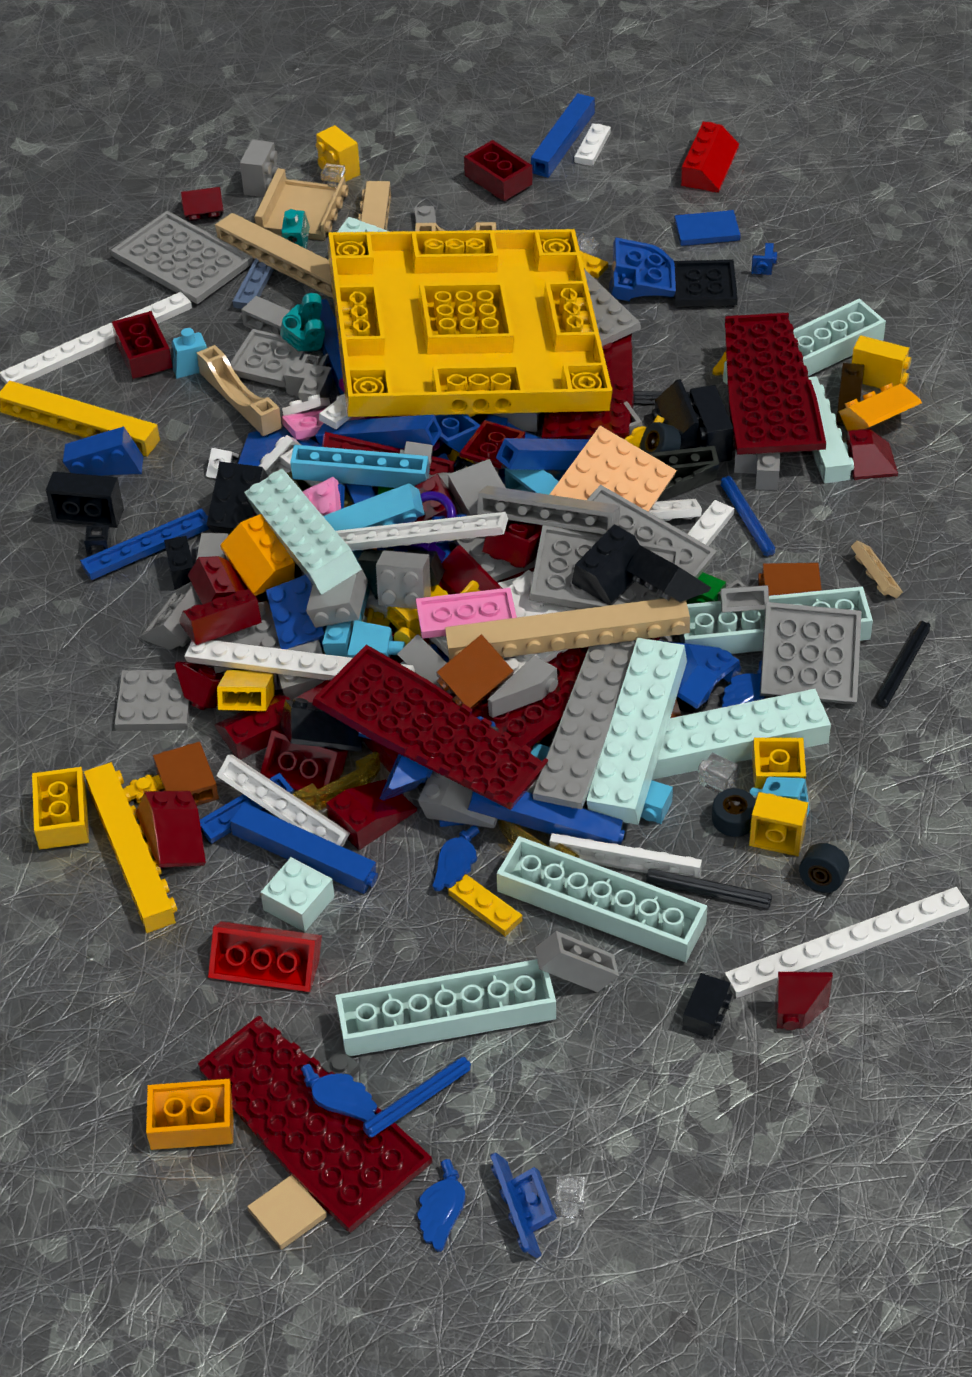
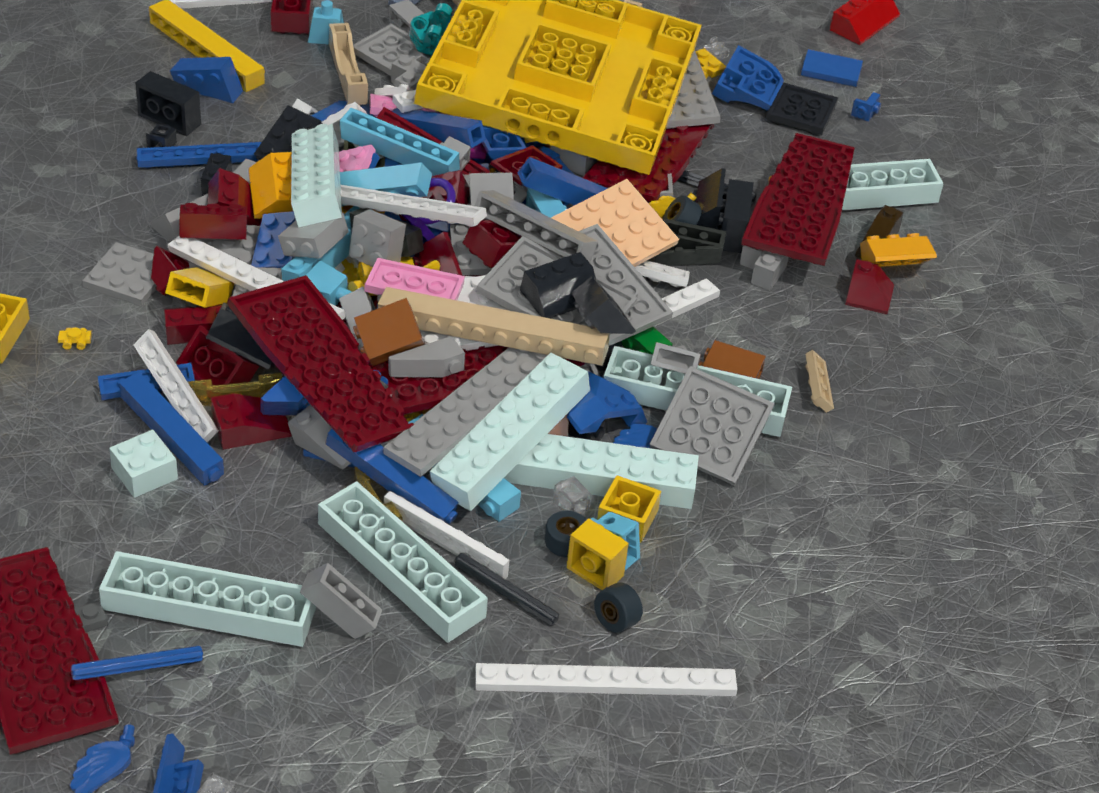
camera: 15 degrees right, 5 degrees down
(129, 847) = (31, 378): yellow brick -> none
(172, 828) = (72, 374): dark red slope -> none
(187, 770) = (112, 340): dark orange brick -> none
(264, 956) = (84, 502): red slope -> none
(340, 1094) = (71, 634): blue animal -> none
(455, 859) = (297, 484): blue animal -> none
(485, 905) = (300, 531): yellow plate -> none
(707, 1005) = (441, 685): black brick -> none
(748, 516) = (729, 303): blue axle -> none
(801, 998) = (528, 708): dark red slope -> none
(834, 461) = (835, 273): light aqua brick -> none
(882, 362) = (921, 214): yellow brick -> none
(903, 664) = (798, 467): black axle -> none

